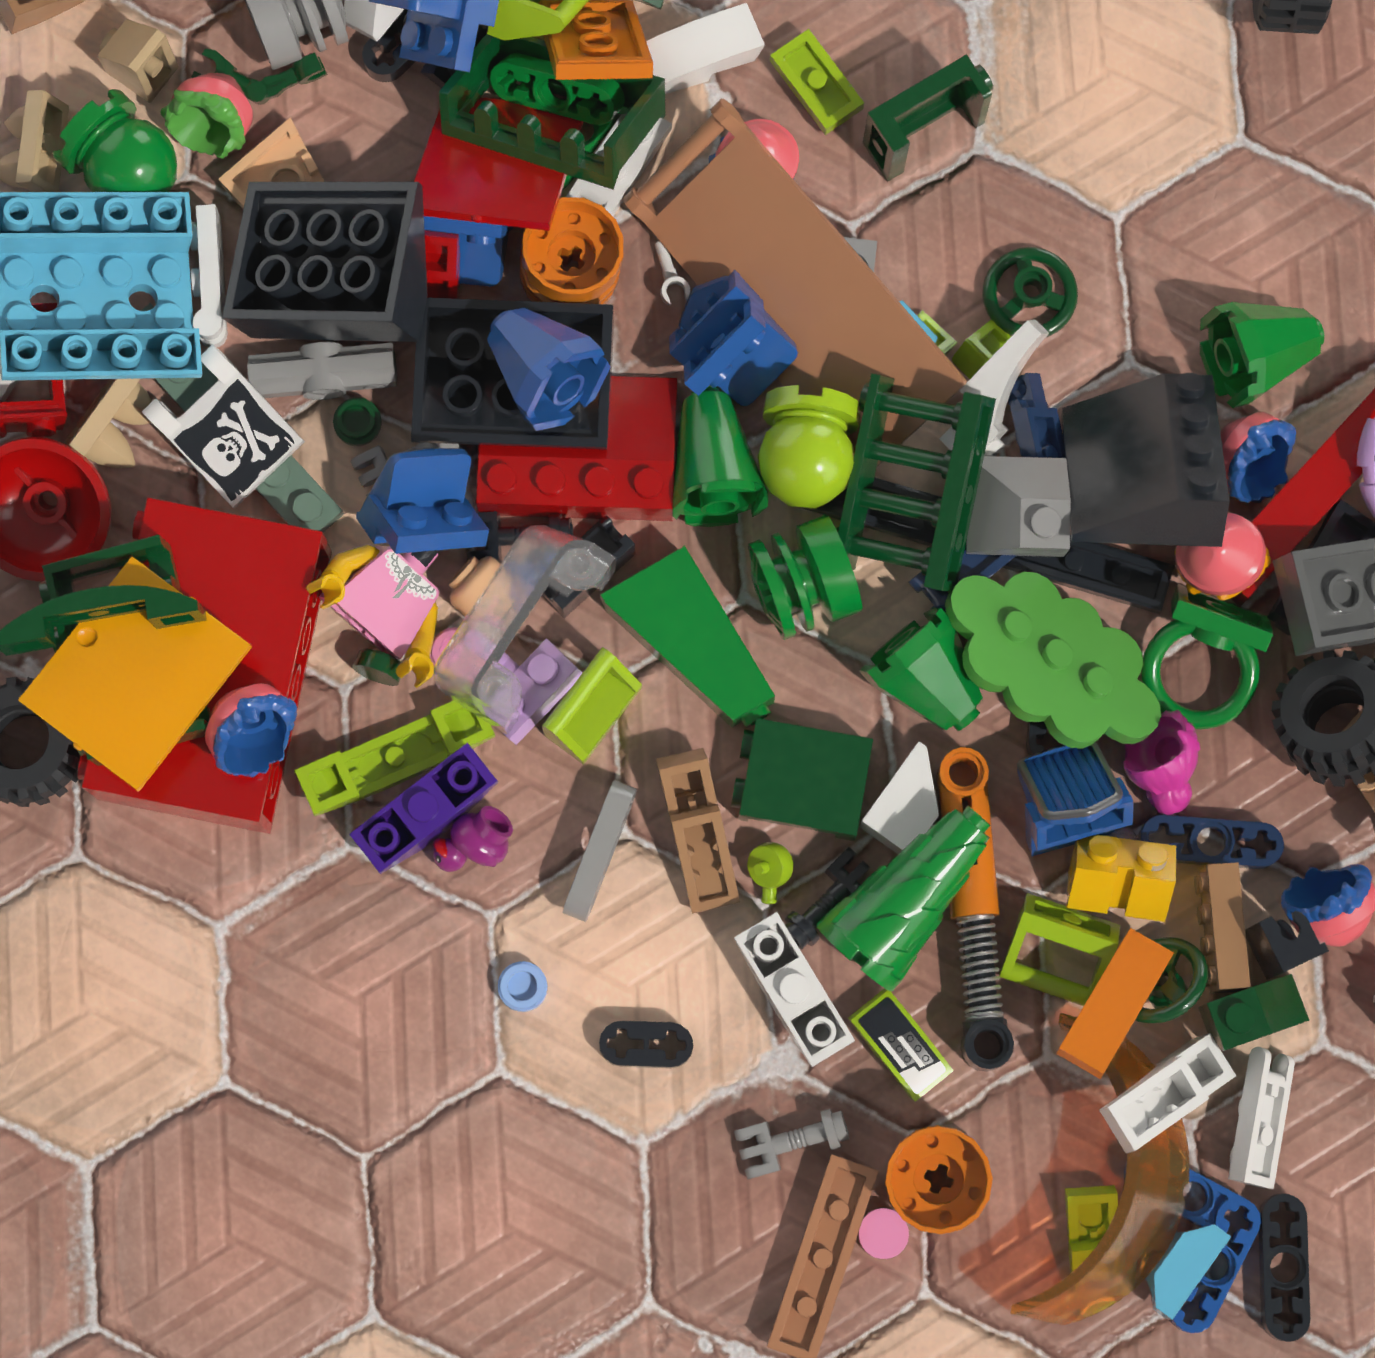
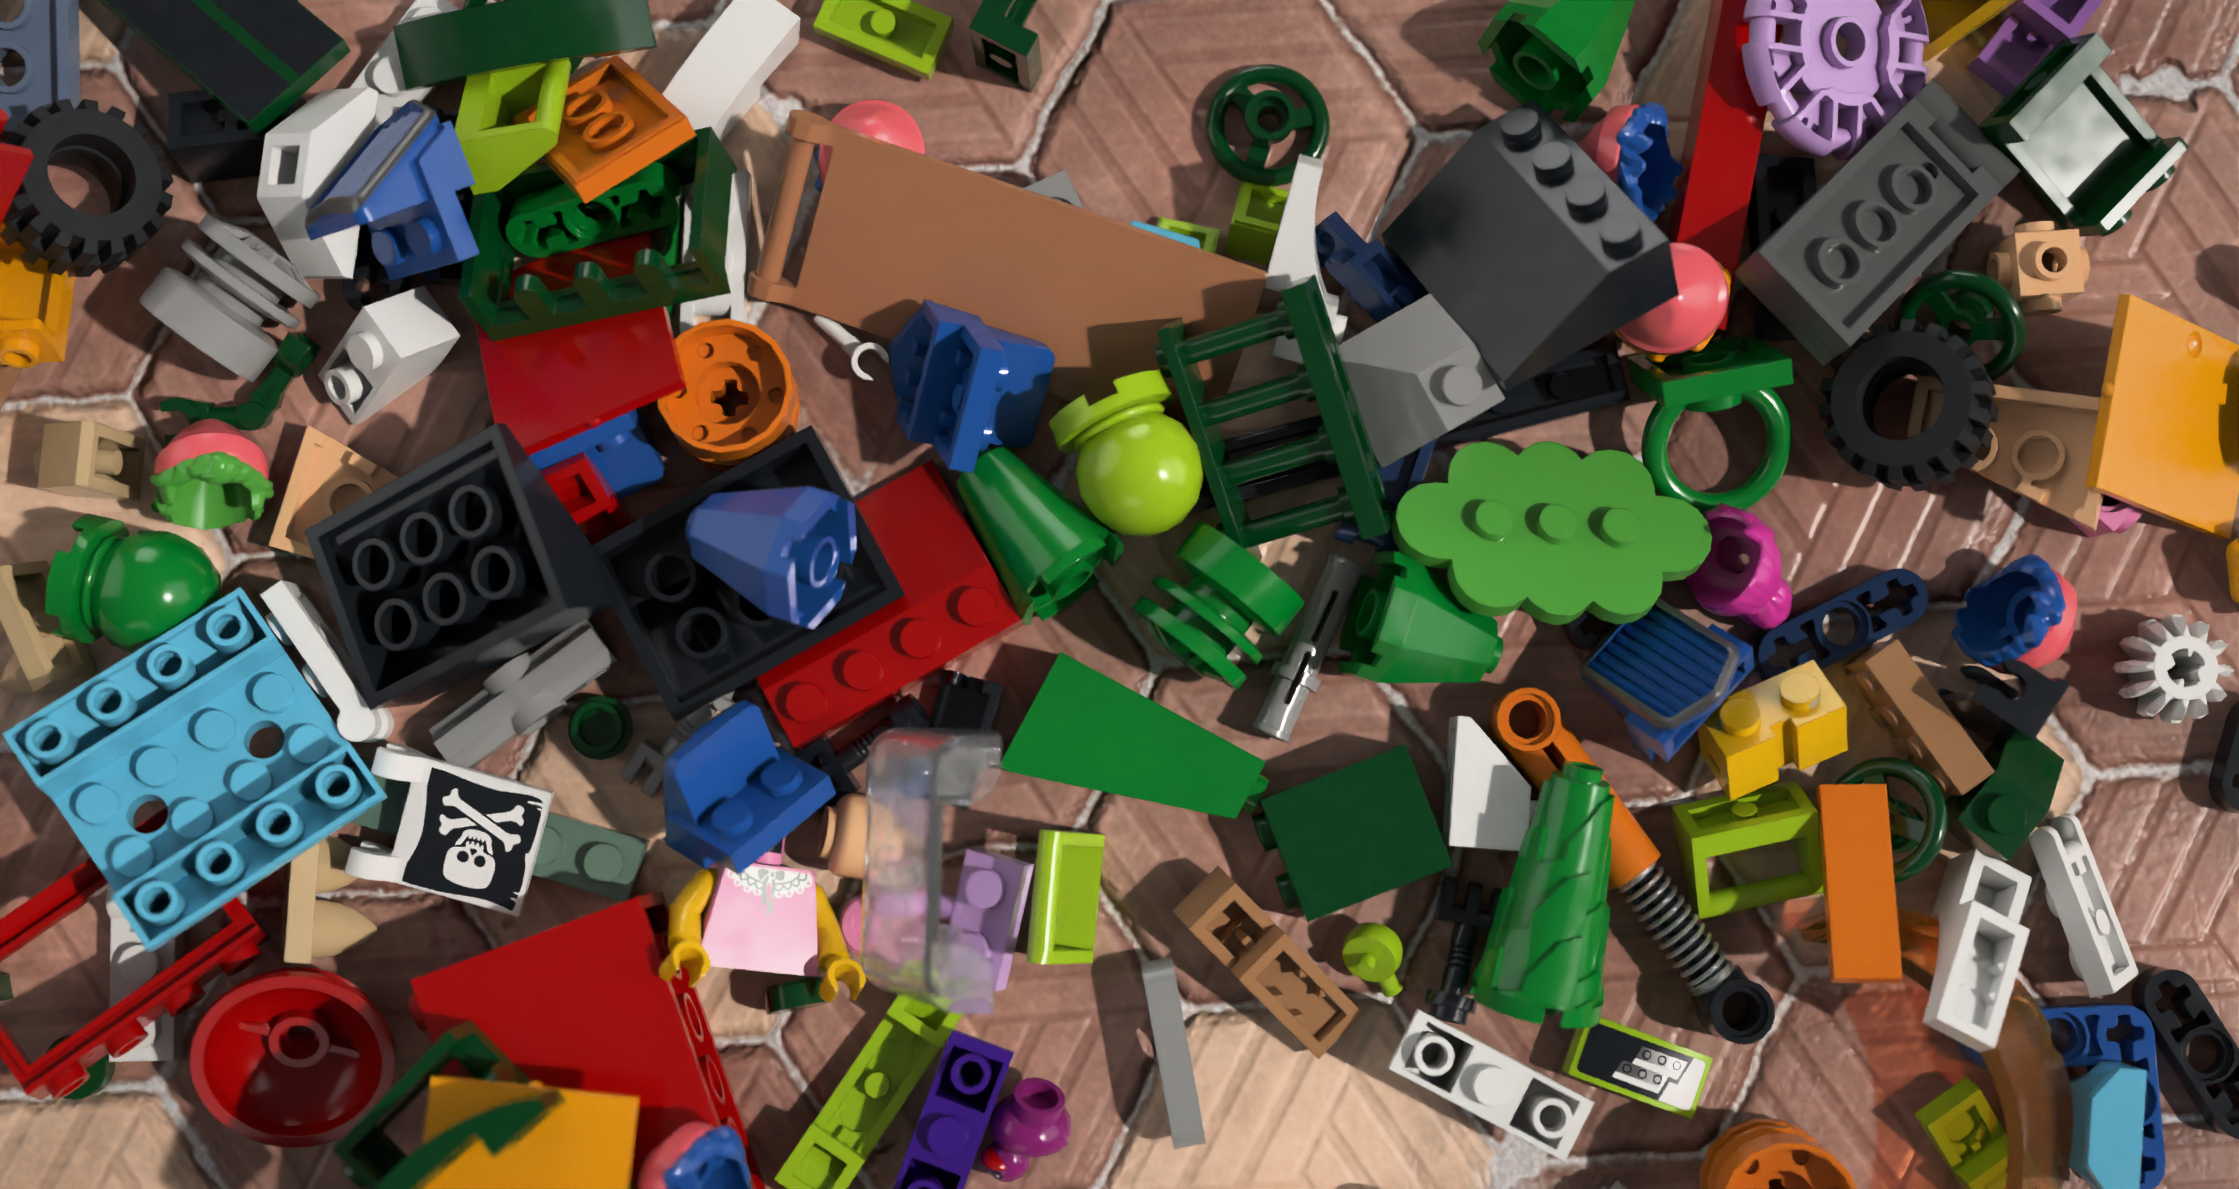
camera: 30 degrees left, 5 degrees up
(368, 102) = (387, 352): none -> white slope
(801, 676) = (1276, 717): none -> light grey pin

